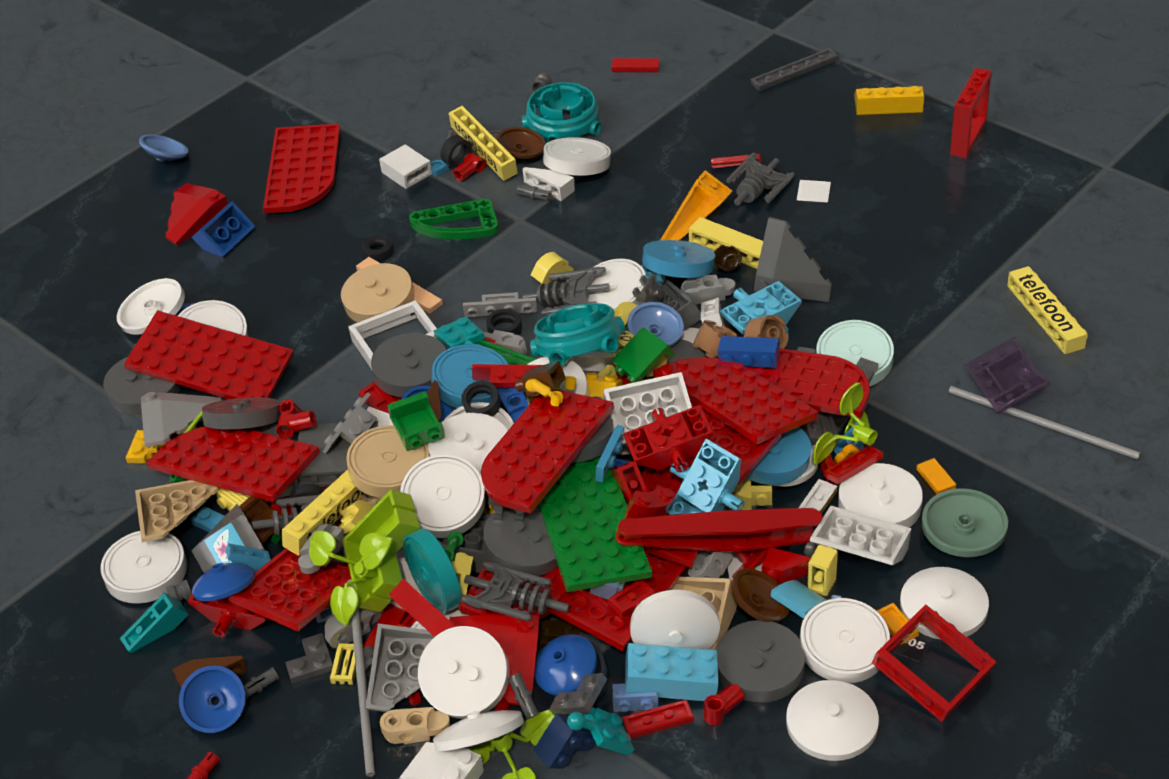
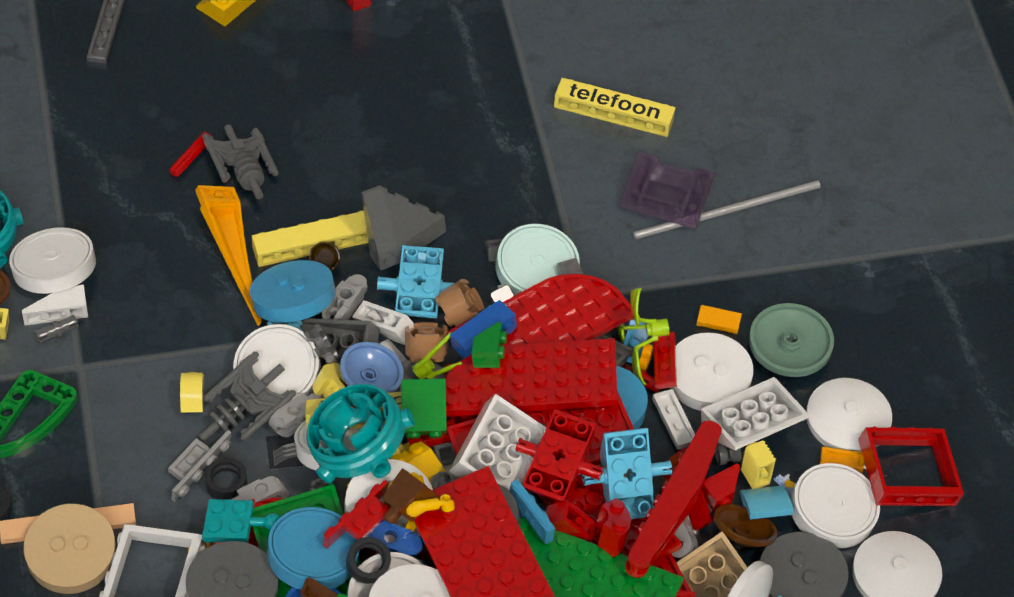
camera: 60 degrees left, 10 degrees up
(688, 348) = (425, 366): none -> lime plant
(731, 356) = (489, 347): none -> green slope
(813, 191) = (293, 133): white sticker -> none

